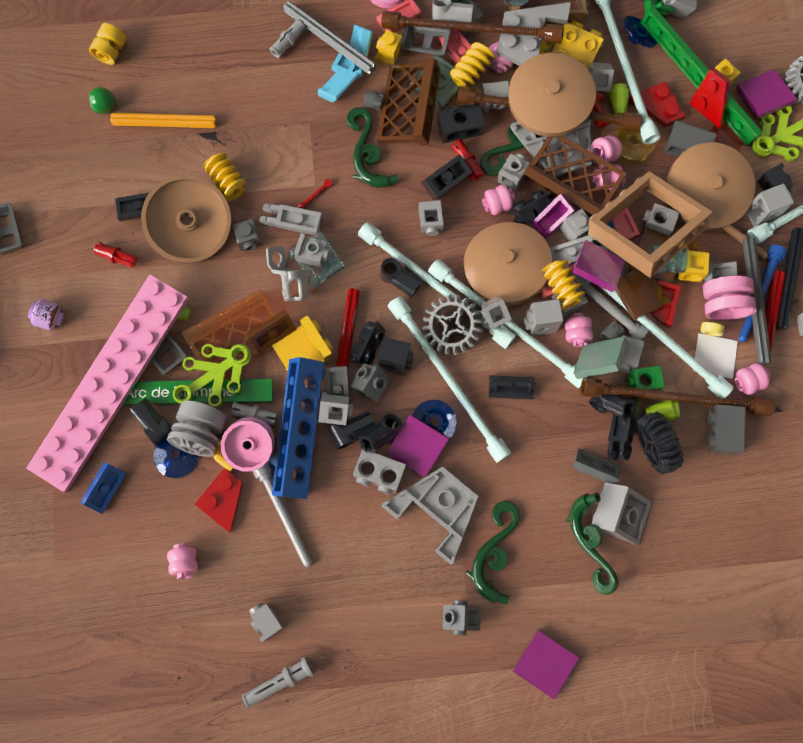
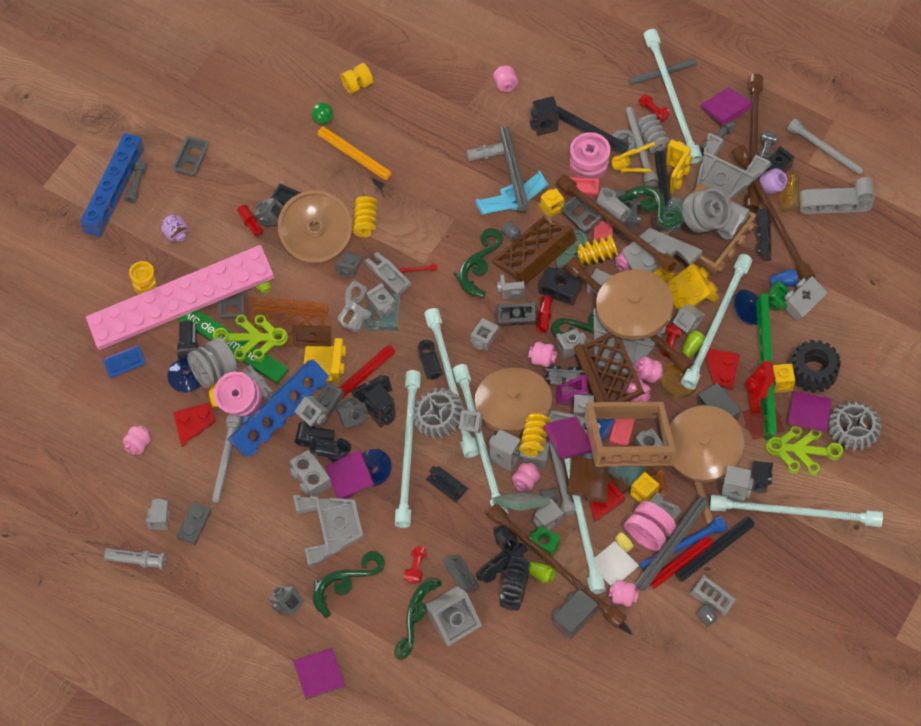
camera: 40 degrees right, 15 degrees down
(54, 387) = (142, 277): none -> yellow wheel
(128, 234) = (268, 211): none -> dark grey brick
(305, 603) = (194, 523): none -> dark grey plate
(421, 157) = (510, 290): none -> light grey bracket
(553, 500) = (414, 575): none -> red bar
(748, 36) = (819, 353): none -> black tyre

